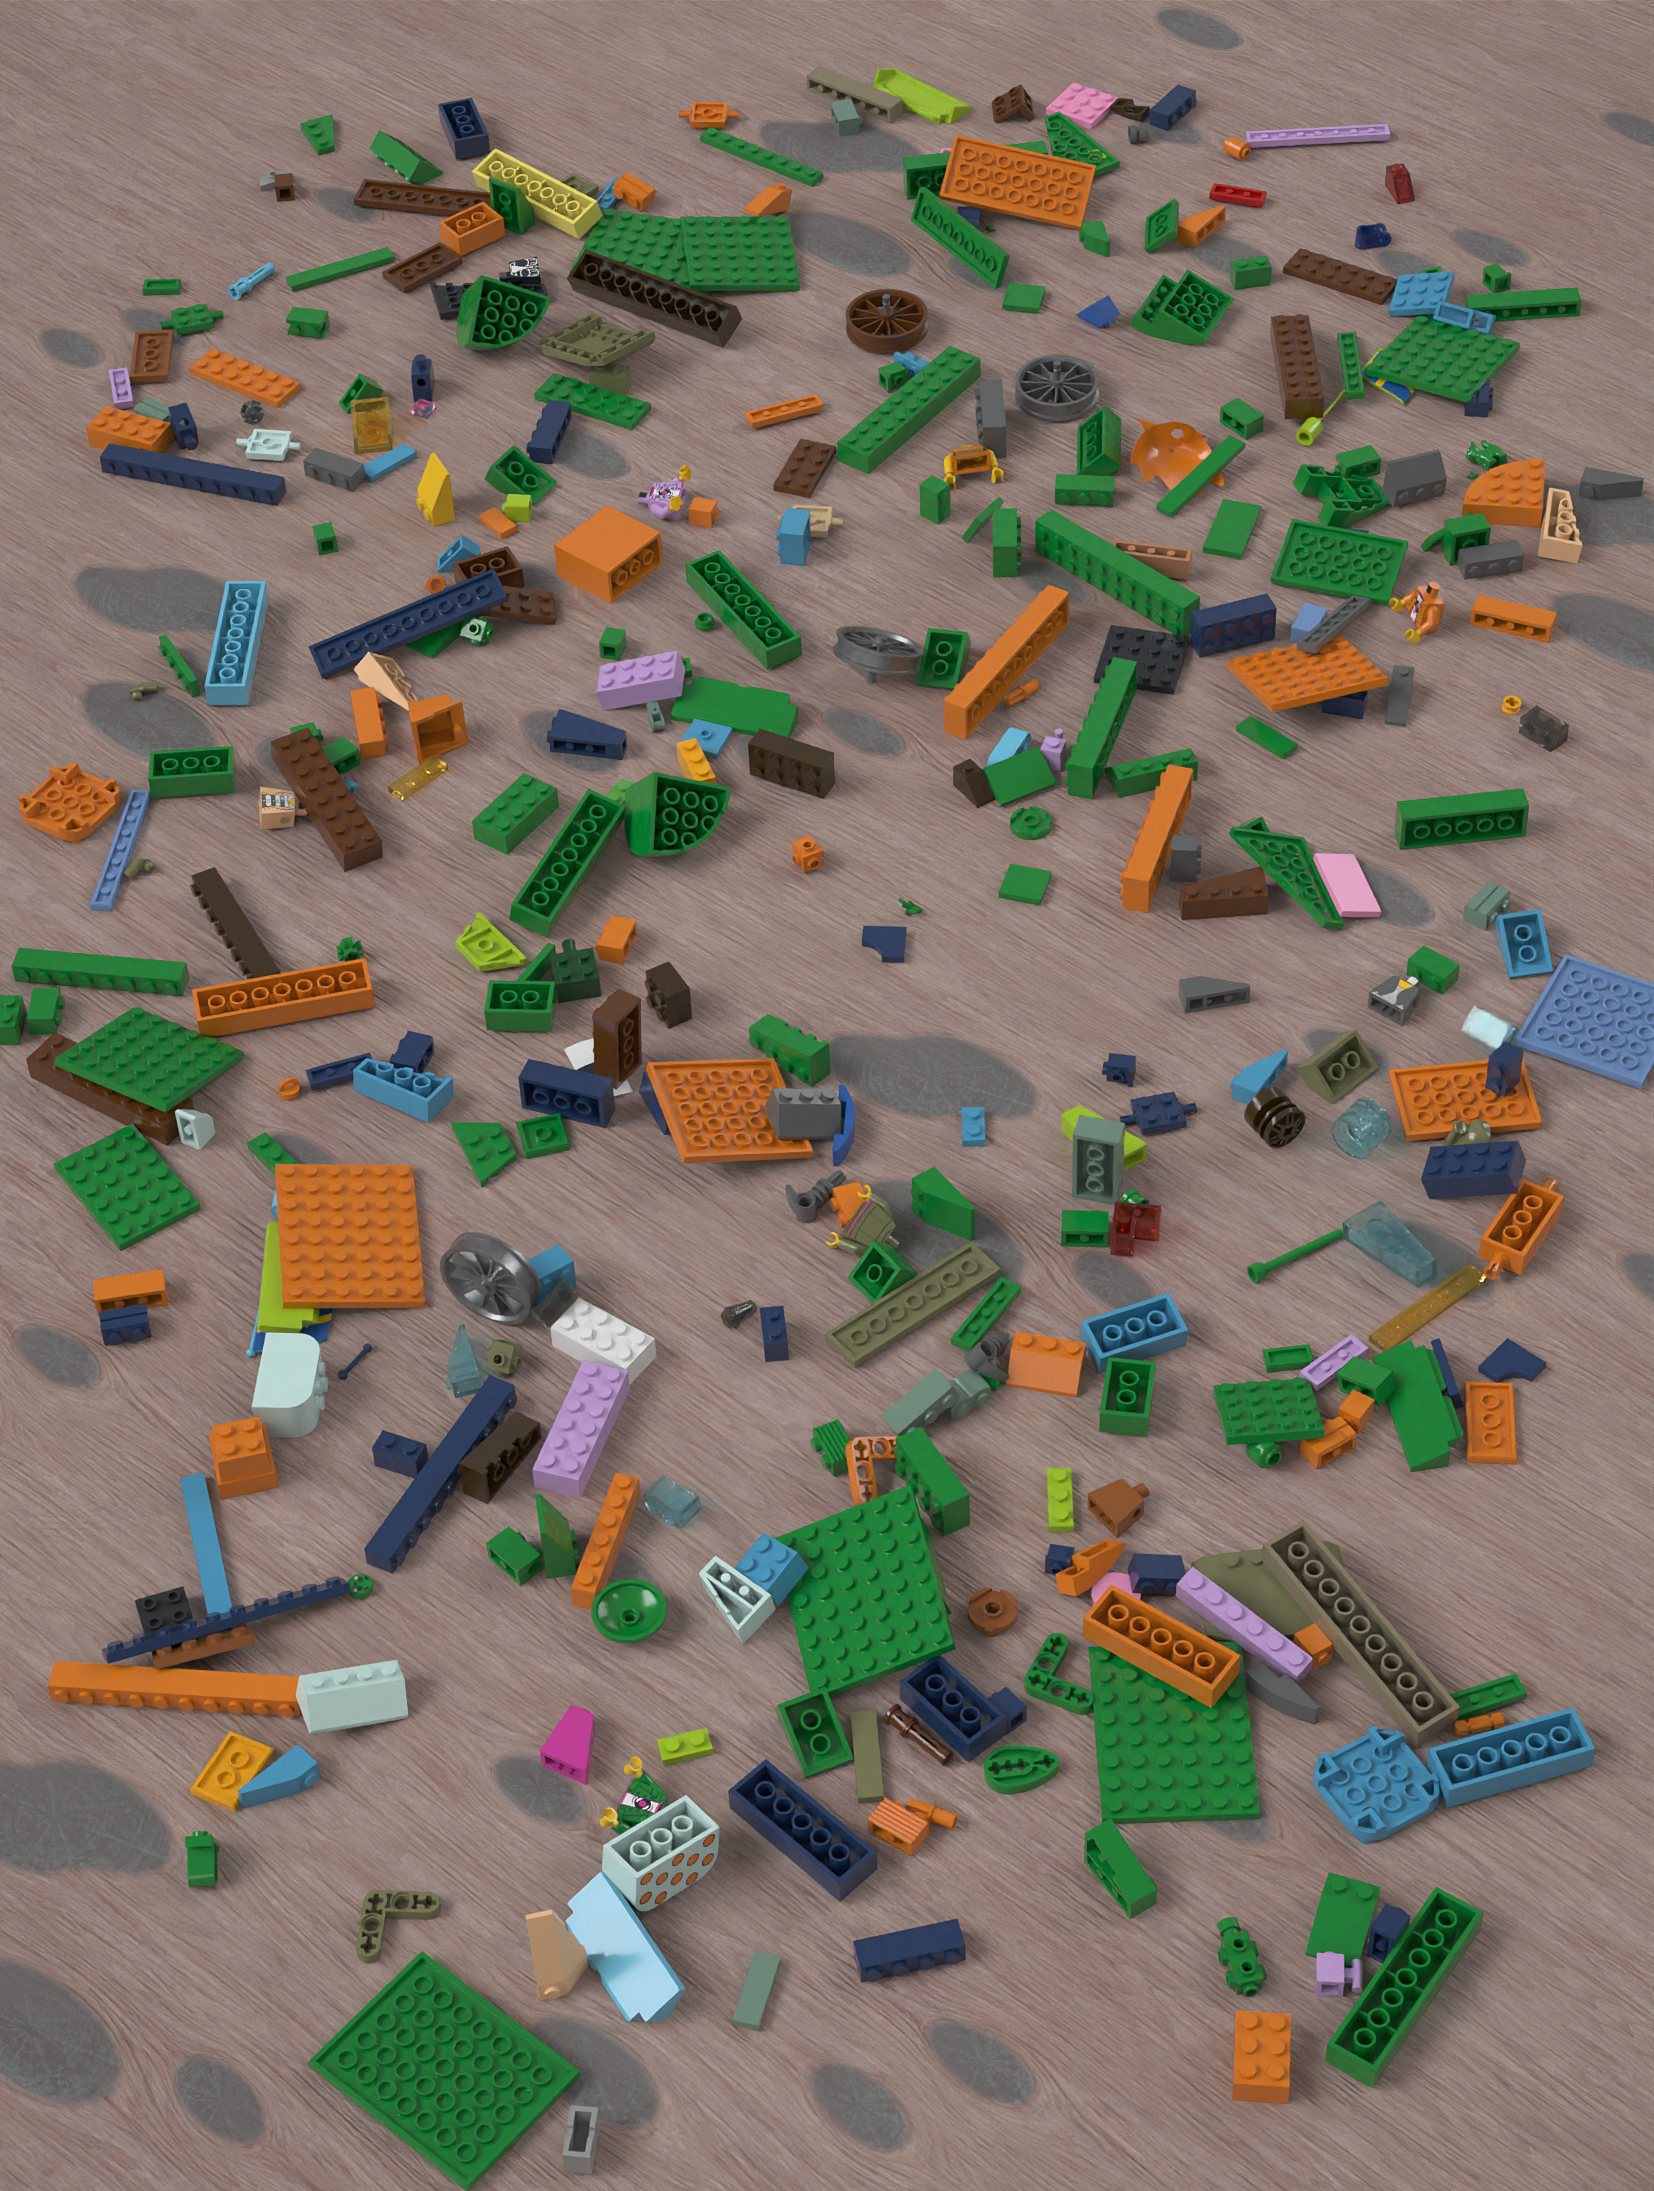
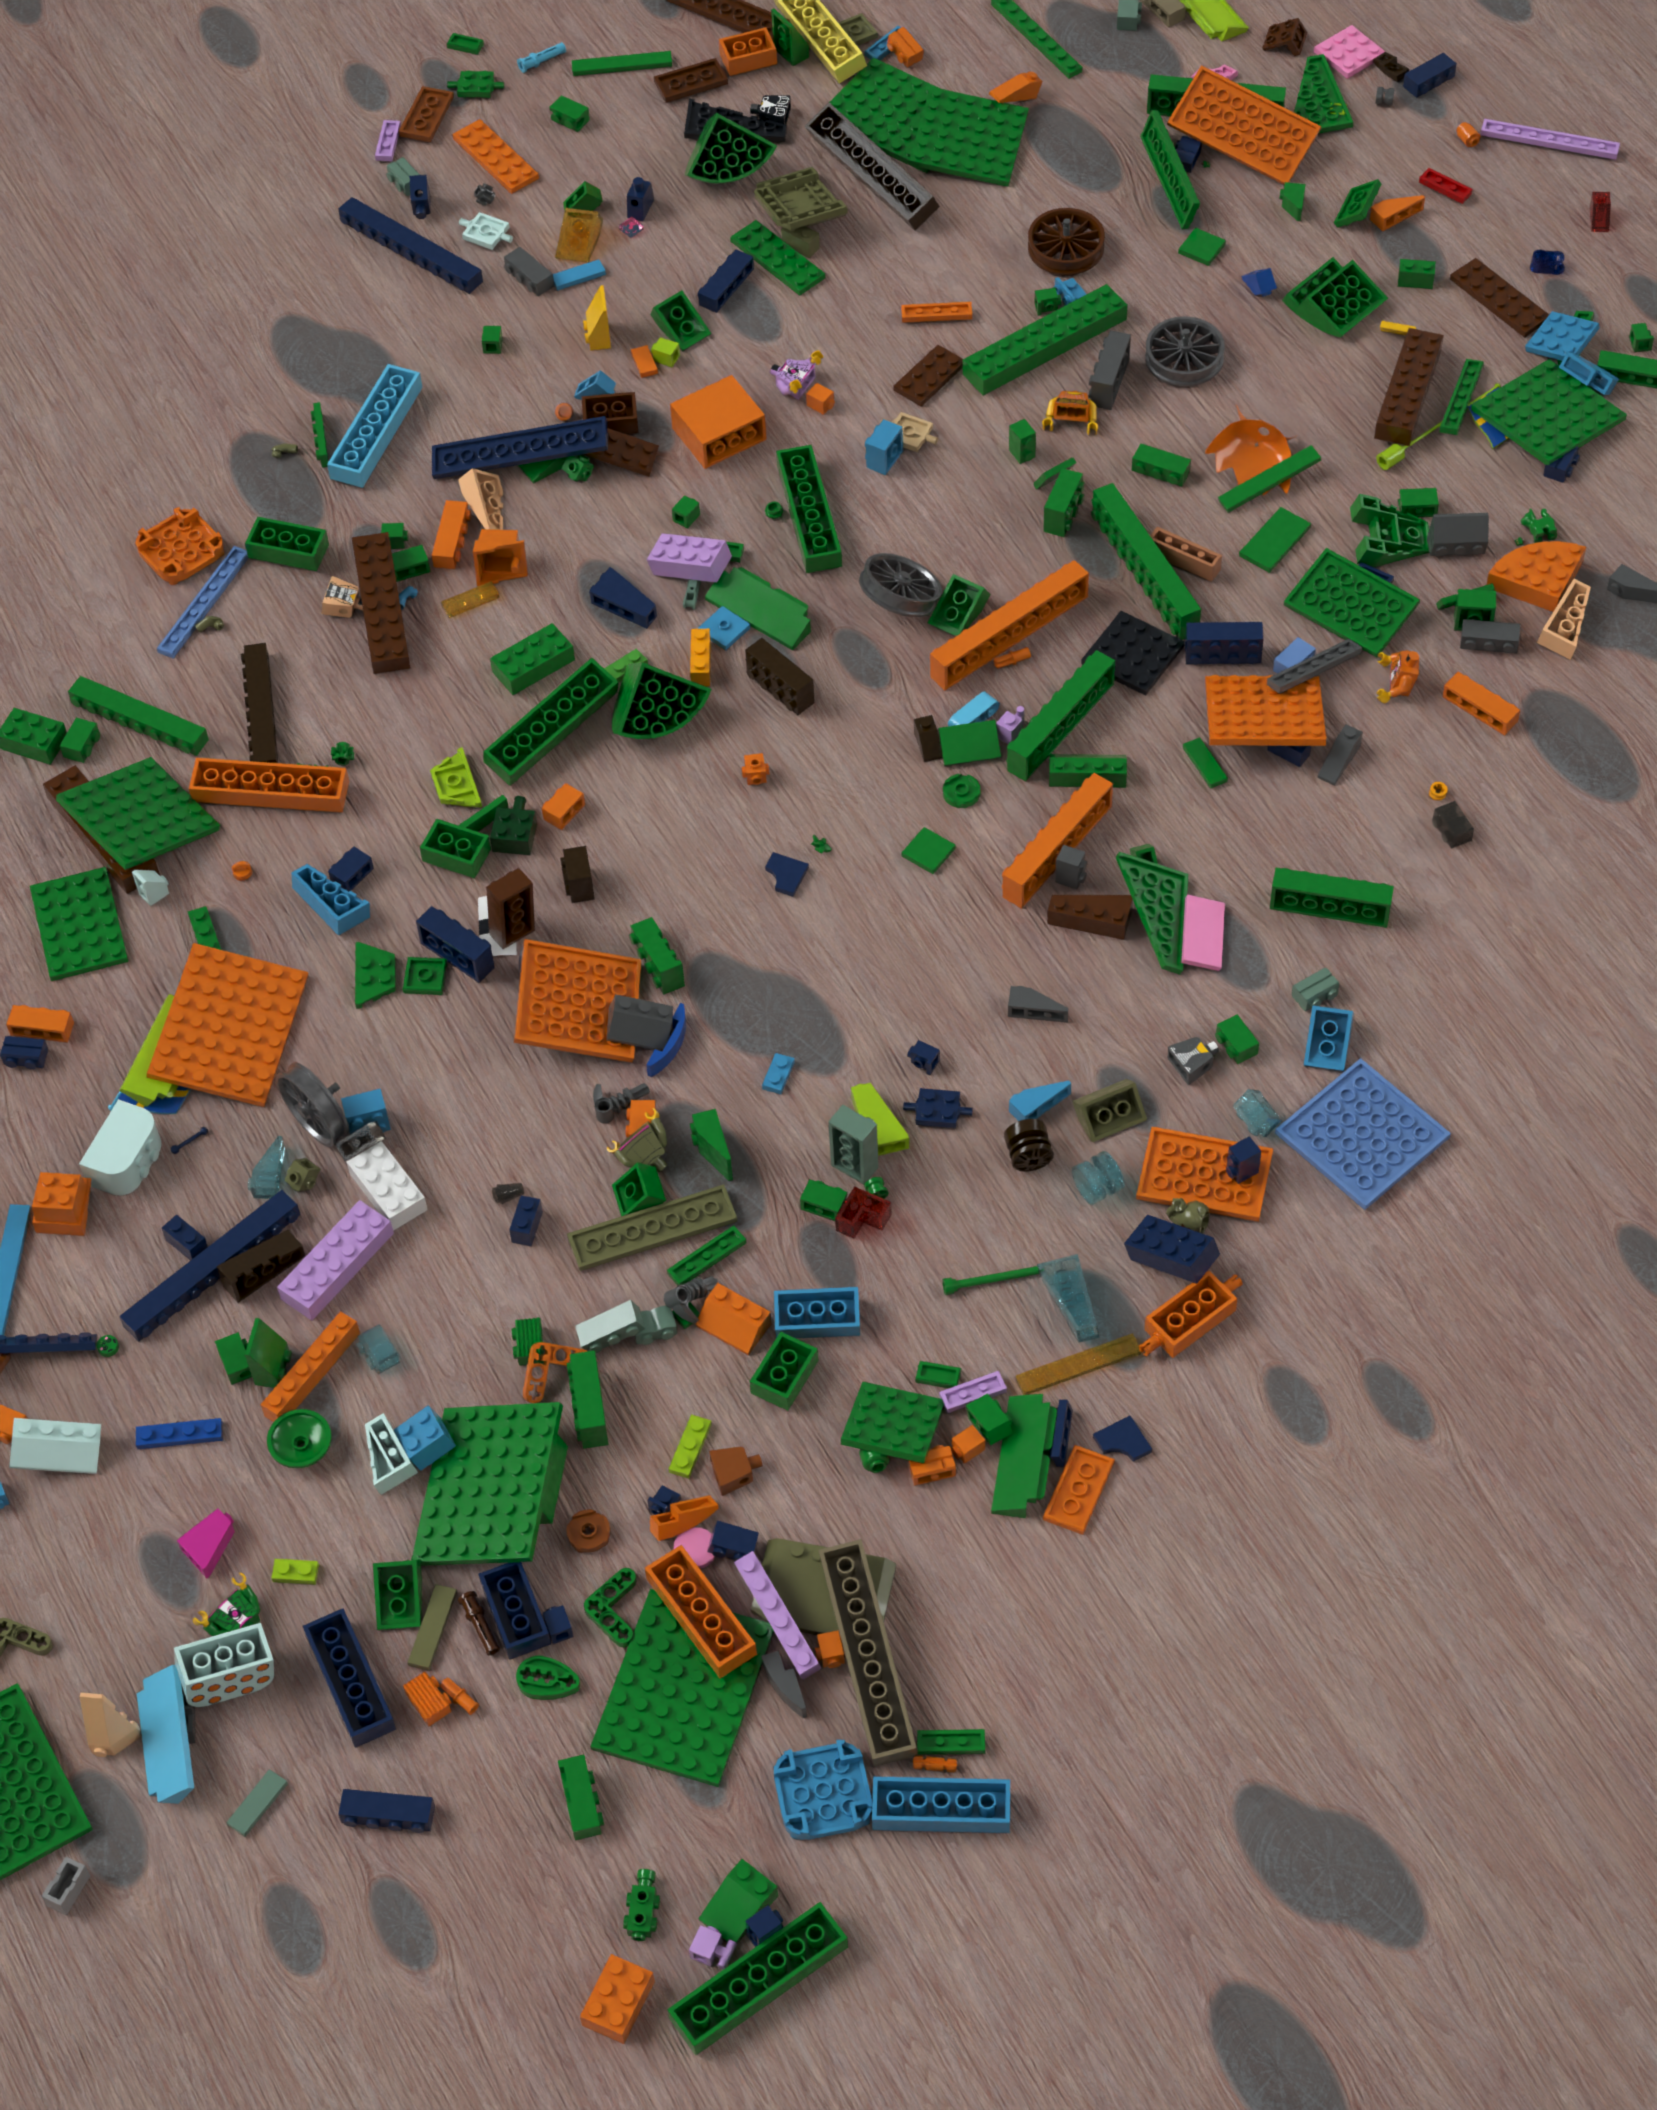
camera: 20 degrees right, 10 degrees up
(129, 430) = (375, 189): orange brick -> none
(334, 1072) = (284, 865): dark blue plate -> none
(484, 1649) = (179, 1433): none -> blue plate
(1099, 444) = (1196, 421): green slope -> none
(1241, 418) = (1336, 426): green brick -> none
(1255, 323) = (1395, 328): none -> yellow tile

